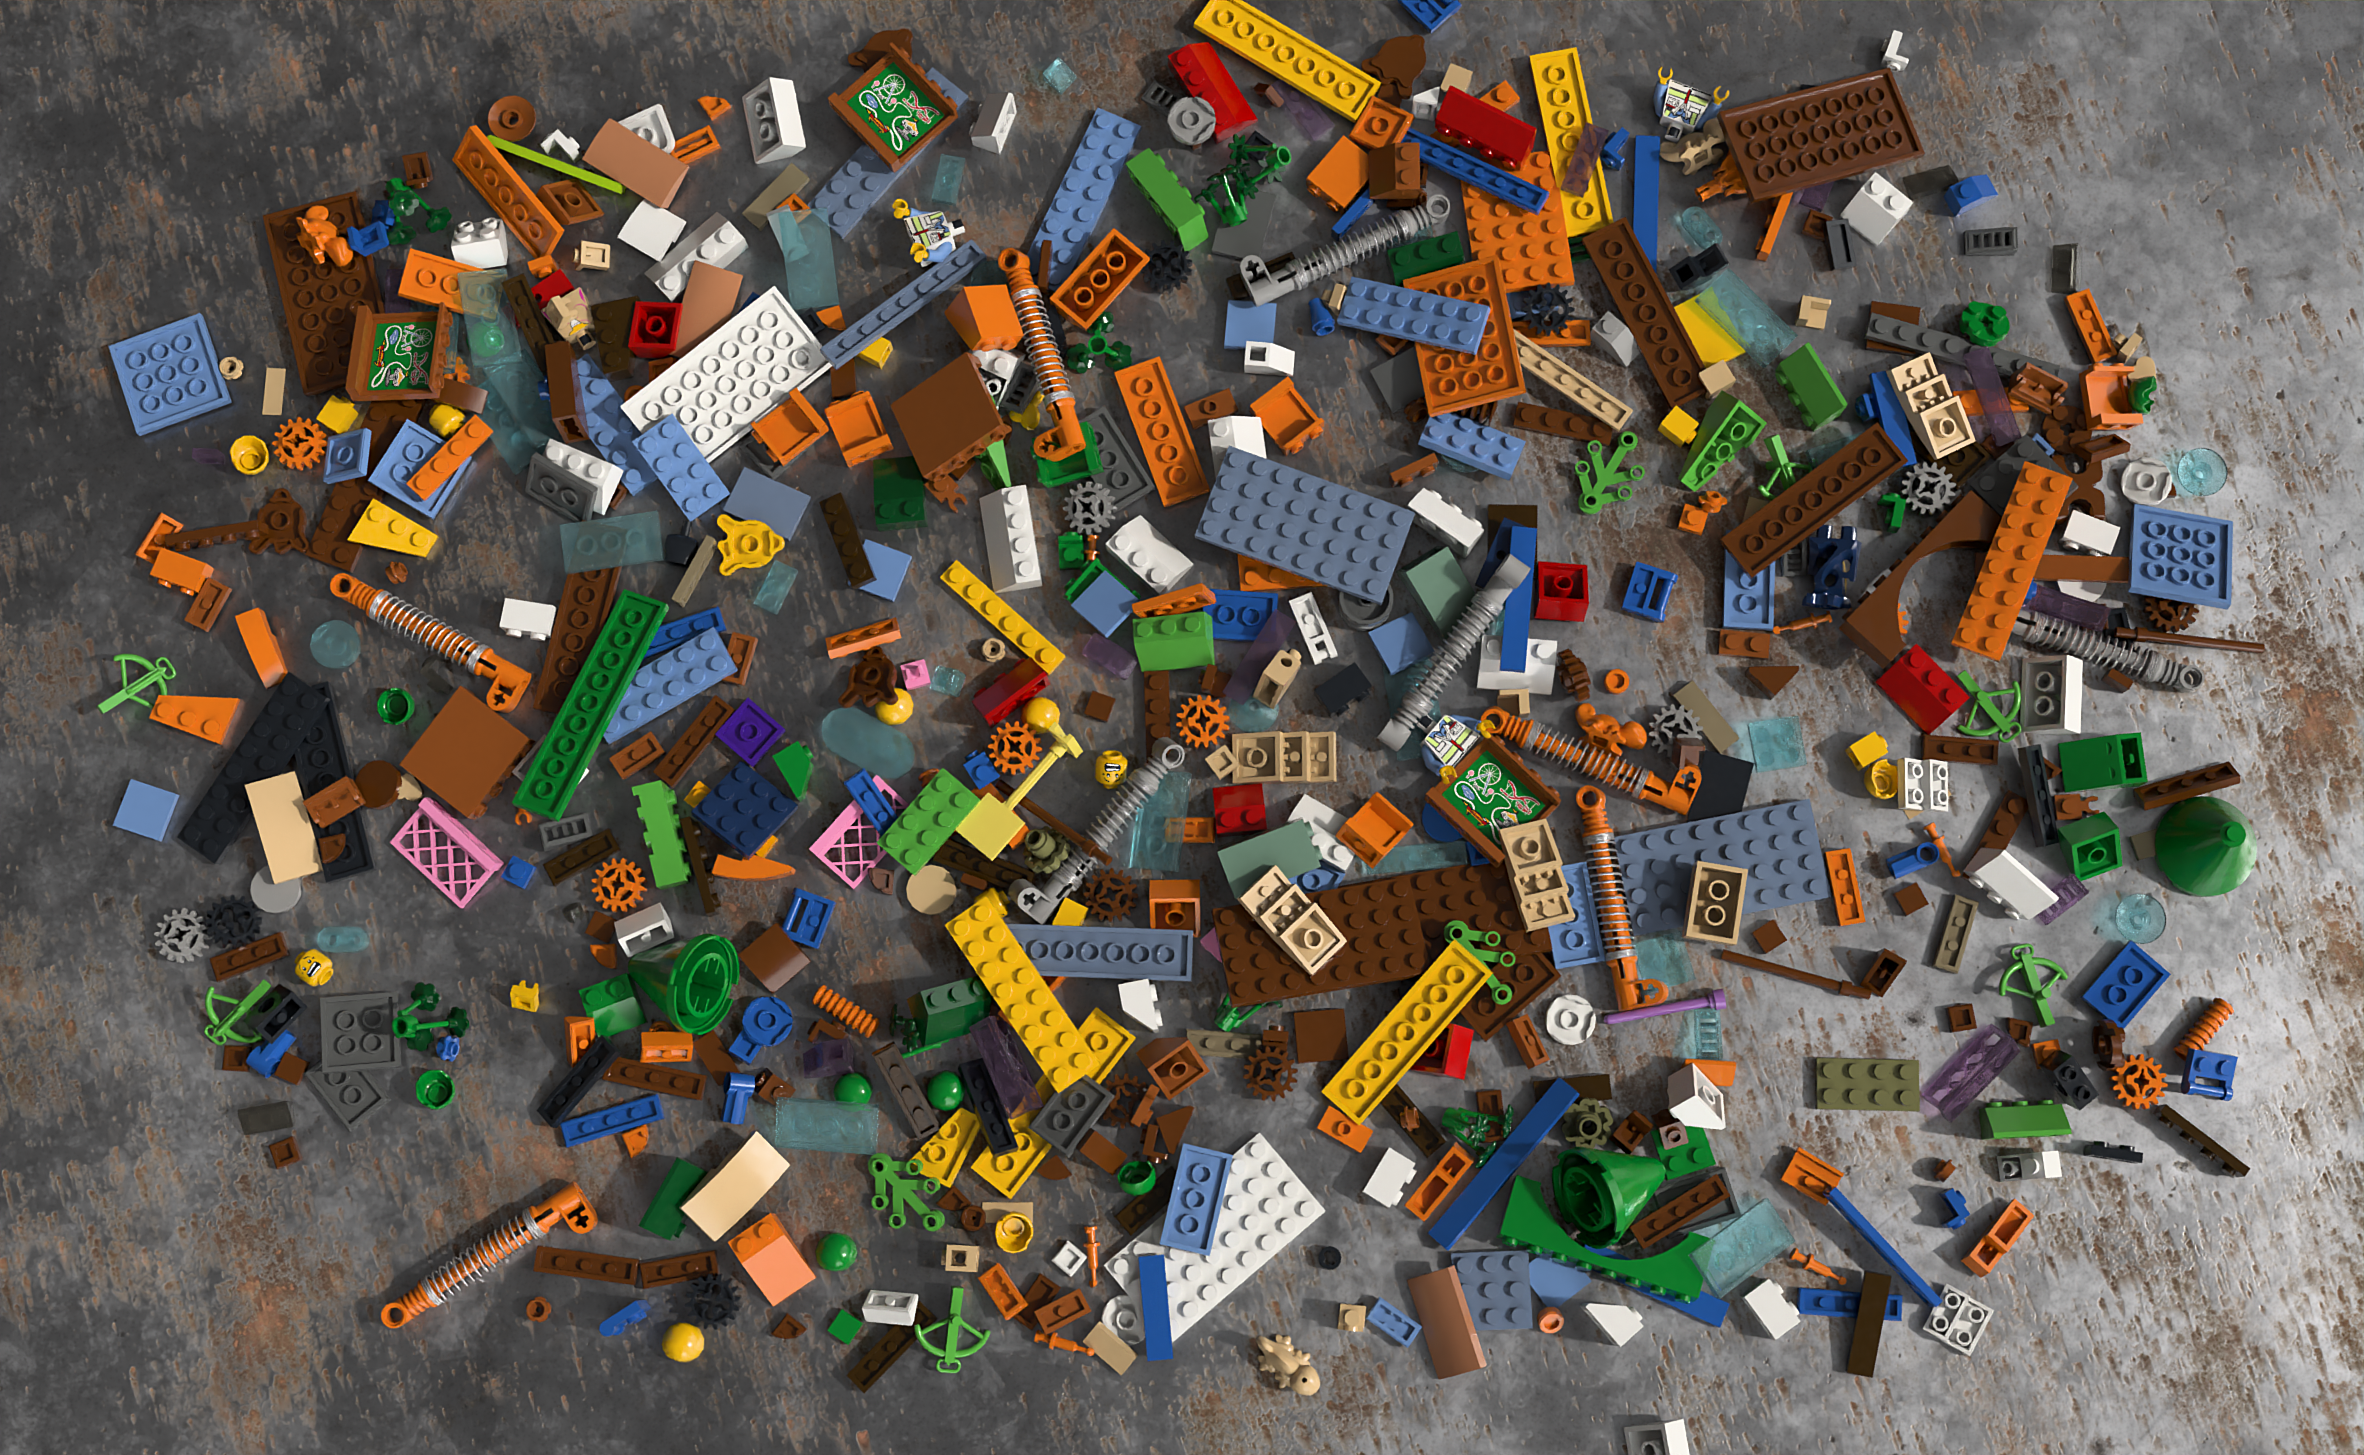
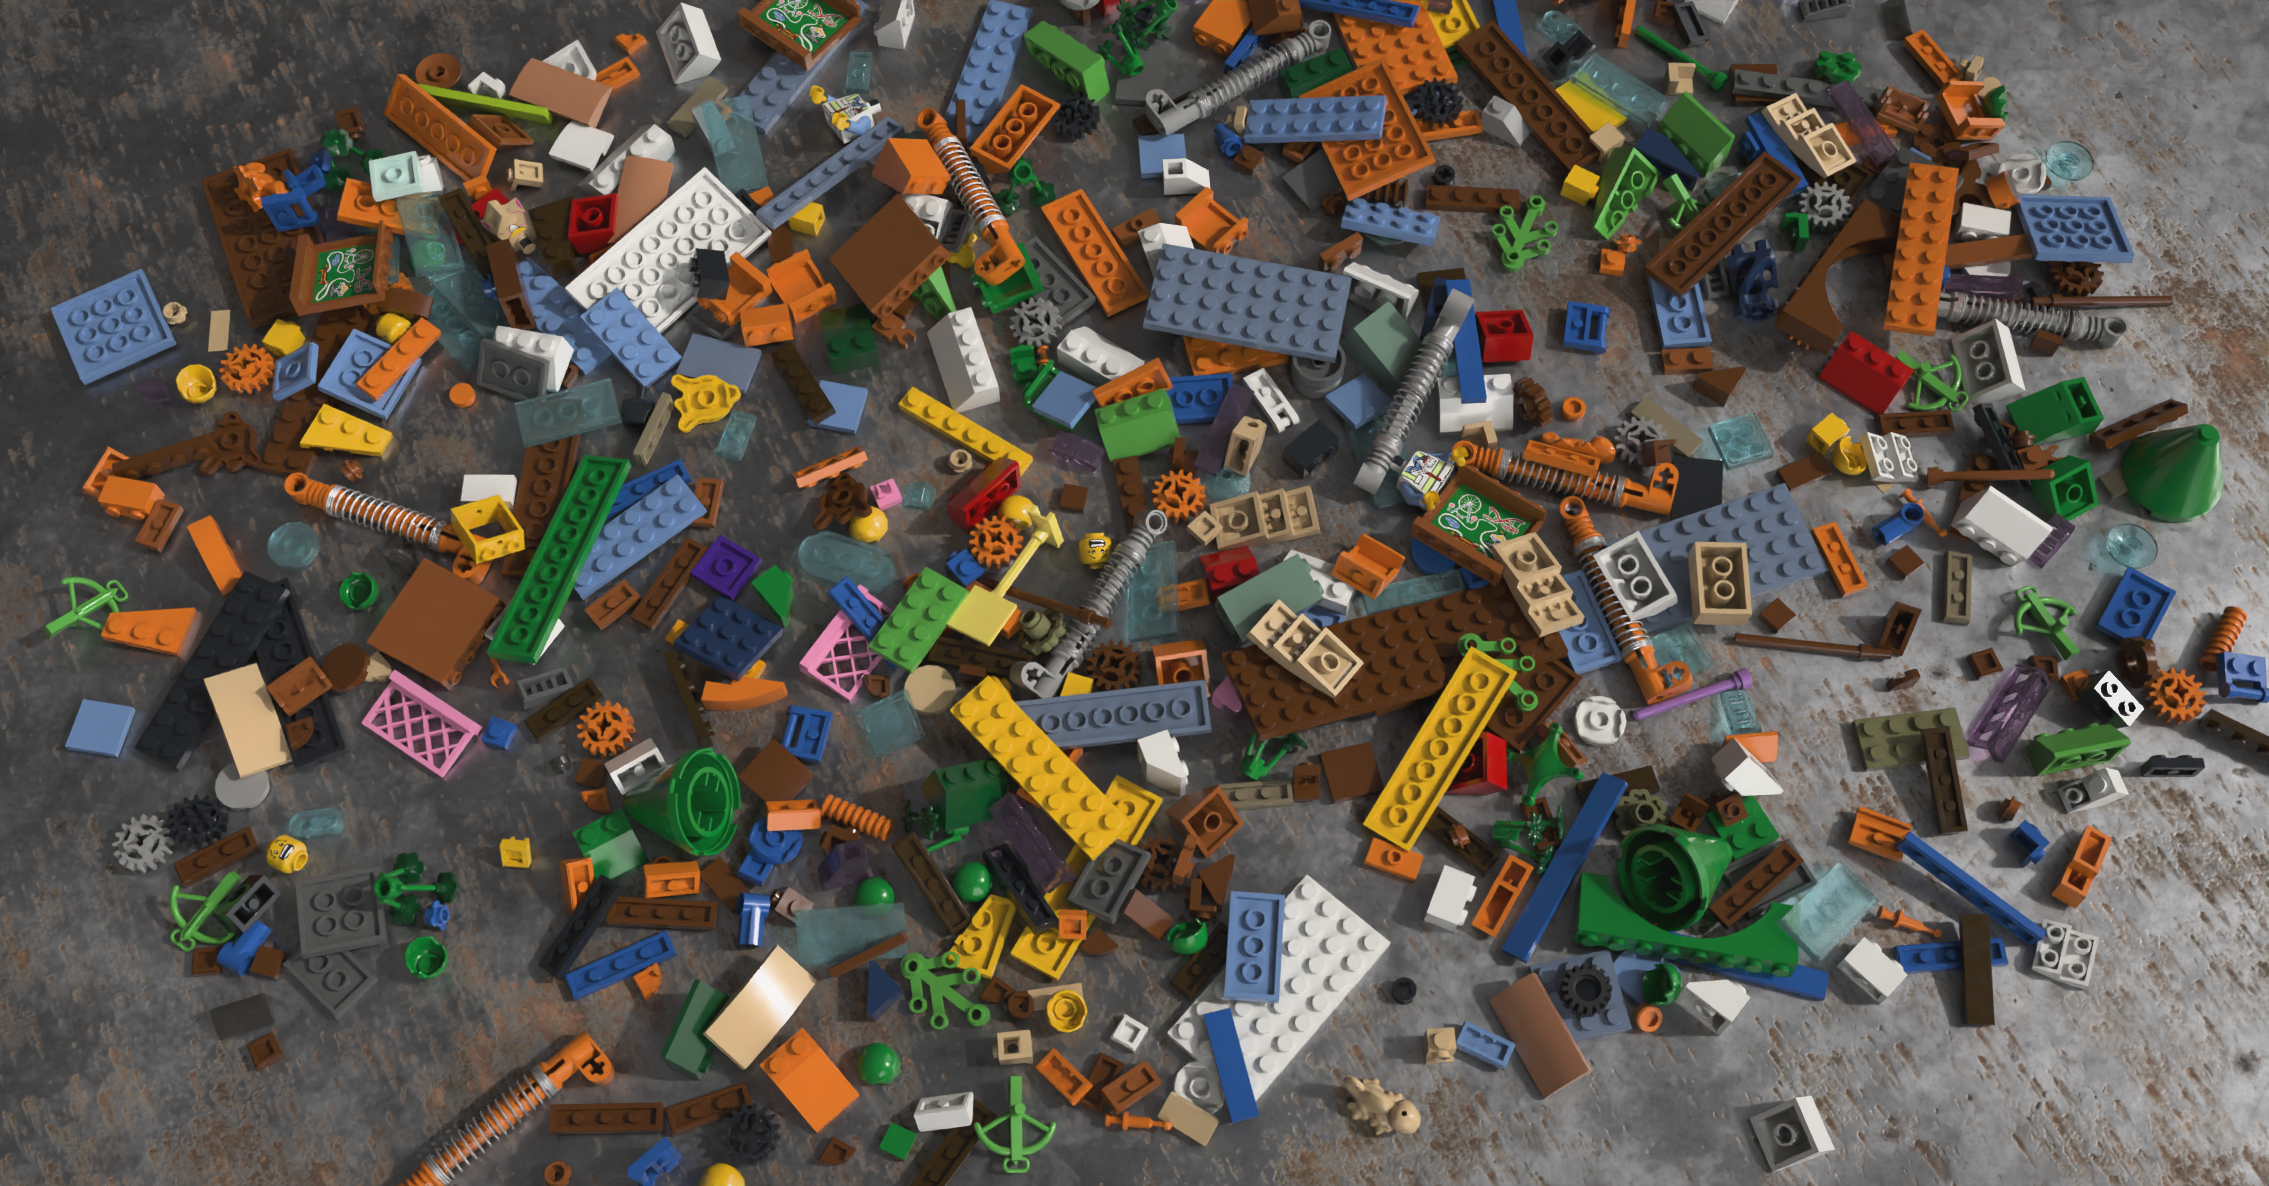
camera: 15 degrees left, 15 degrees down
(346, 275) = (283, 214): none -> blue plate
(459, 254) = (395, 176): none -> light aqua plate
(510, 502) = (462, 395): none -> orange tile
(517, 645) = (491, 510): none -> yellow window
(663, 834) = (645, 671): bright green wedge -> none
(766, 412) = (709, 274): none -> black brick
(785, 999) = (792, 815): none -> orange slope
(818, 470) = (766, 325): none -> orange brick
(839, 1150) = (868, 954): none -> reddish brown tile
(847, 1185) = (881, 992): none -> dark blue slope
(891, 920) = (892, 723): none -> clear light blue tile
(1031, 1152) = (1072, 924): none -> orange plate
(1092, 1252) = (1152, 1022): orange piece -> none
(1276, 1084) = (1314, 821): reddish brown gear -> none
(1339, 342) = (1249, 159): none -> reddish brown plate
(1479, 1289) = (1590, 974): none -> black tyre
(1503, 1061) = (1543, 765): none -> green piece
(1535, 387) = (1444, 170): none -> black bush
(1568, 1295) = (1662, 984): none -> green hair
(1571, 383) = (1478, 162): tan plate -> none
(1588, 744) = (1561, 458): none -> orange tile
(1632, 886) = (1636, 577): none -> white slope
(1770, 403) = (1666, 158): none -> dark blue slope
(1804, 622) = (1745, 331): orange piece -> none
(1834, 786) = (1804, 472): none -> reddish brown tile
(1851, 316) = (1717, 79): none -> green piece
(1874, 1025) = (1908, 681): none -> reddish brown tile
(1886, 1135) = (1943, 780): none -> dark brown plate
(1966, 813) = (1938, 476): none -> dark orange piece
(2061, 787) = (2022, 439): none -> reddish brown plate
(2118, 501) = (2002, 190): none -> orange piece

